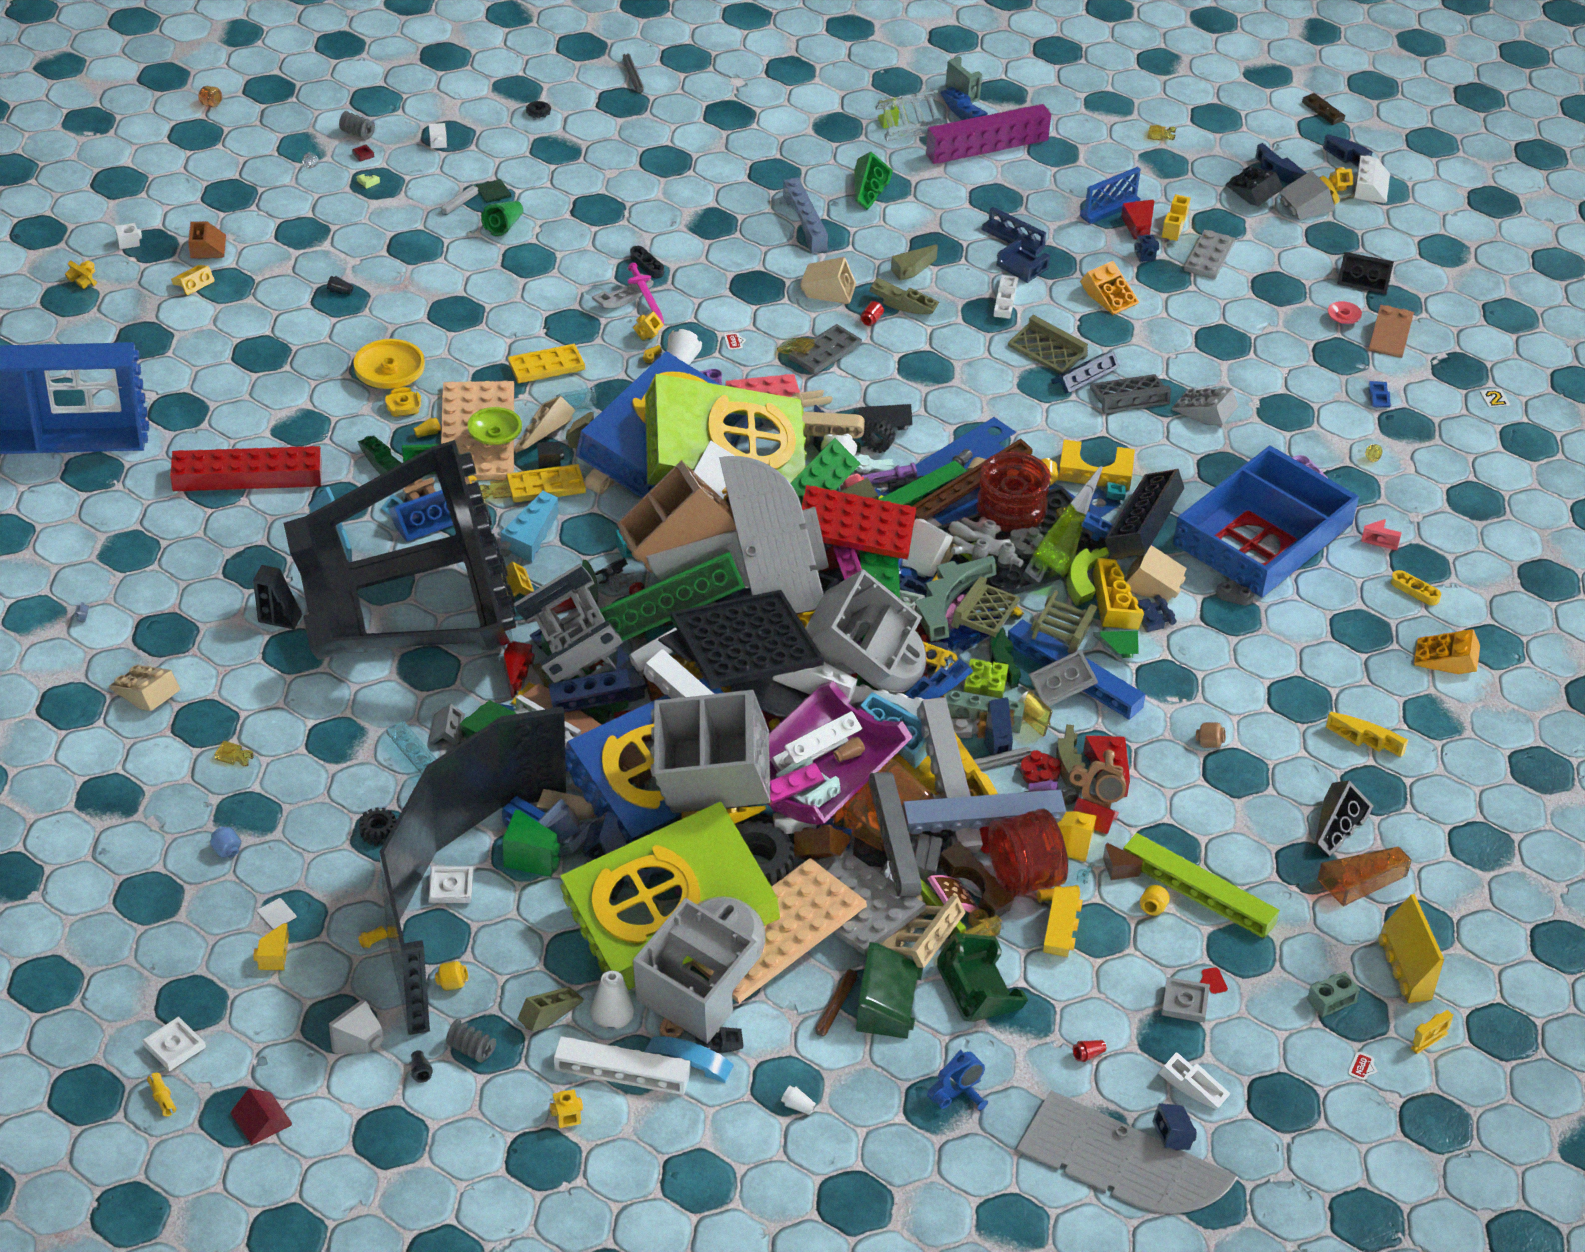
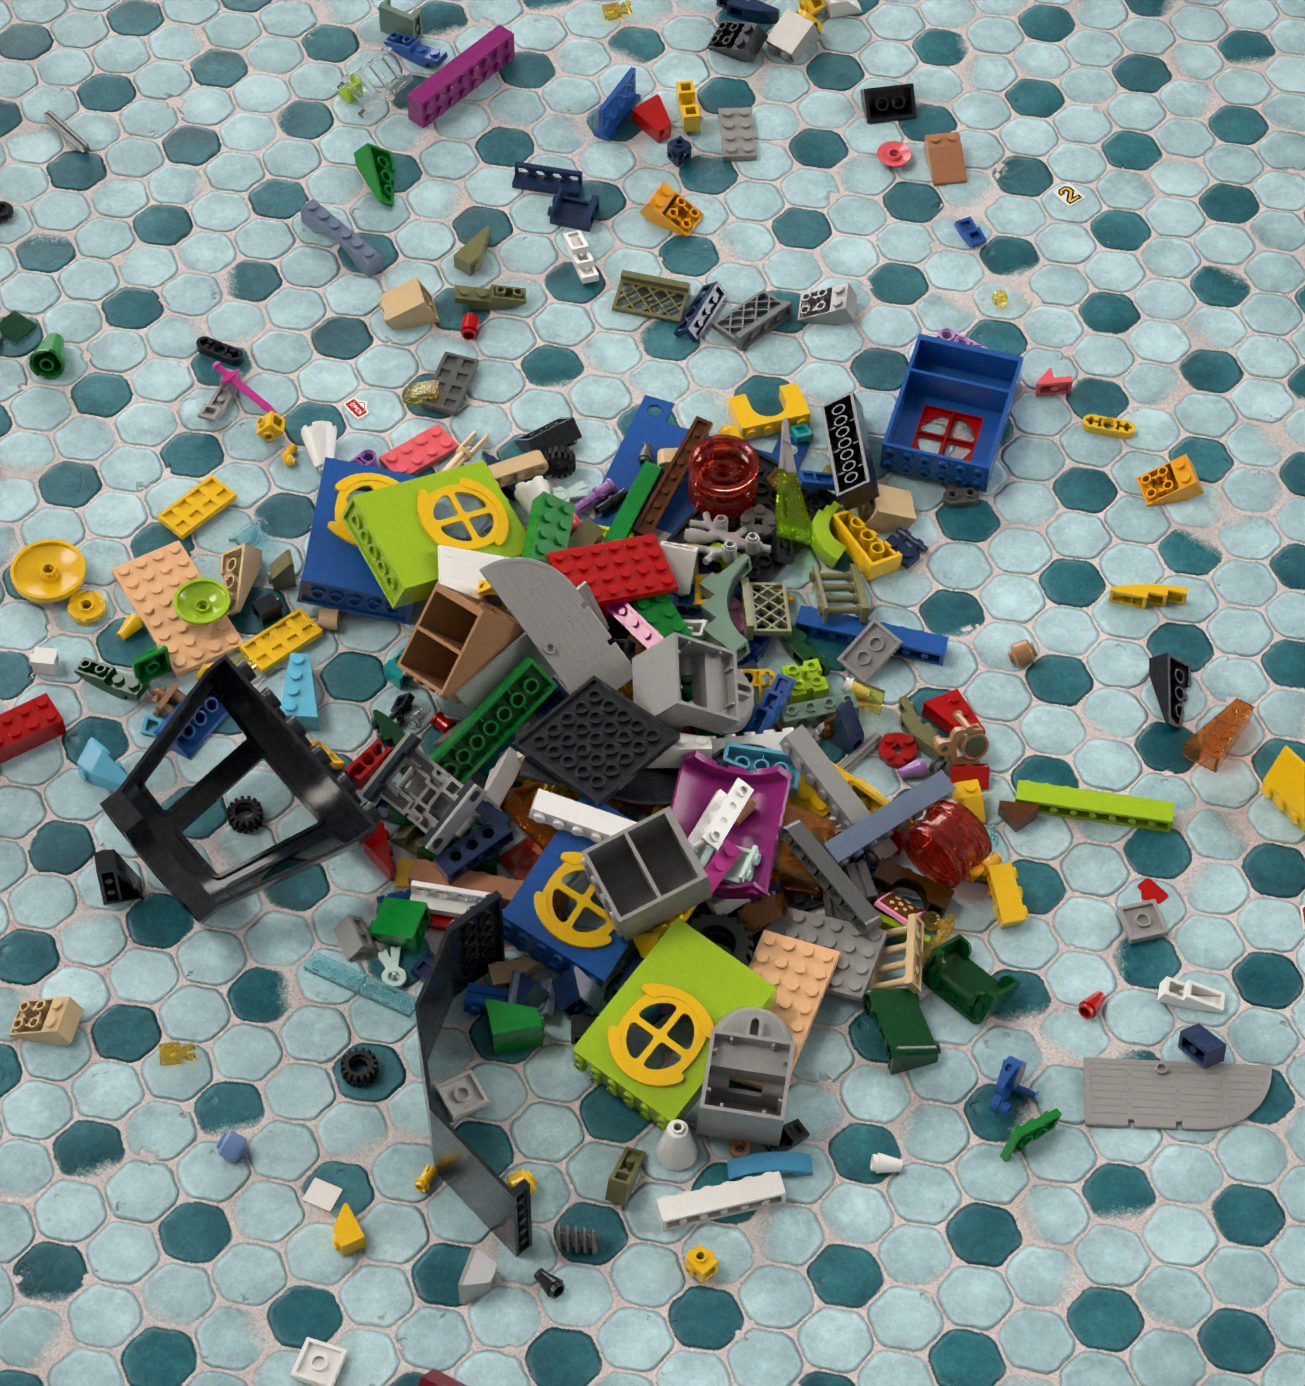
camera: 25 degrees left, 10 degrees up
(340, 427) = (44, 661): none -> white brick
(424, 606) = (247, 823): none -> black tyre
(836, 1002) = (860, 1056): reddish brown axle -> none
(946, 1129) = (1031, 1129): none -> green wing
(1120, 642) = (894, 589): green slope -> none
(1154, 900) = (1066, 837): yellow head -> none
(1333, 994) = (1257, 862): sand green brick -> none

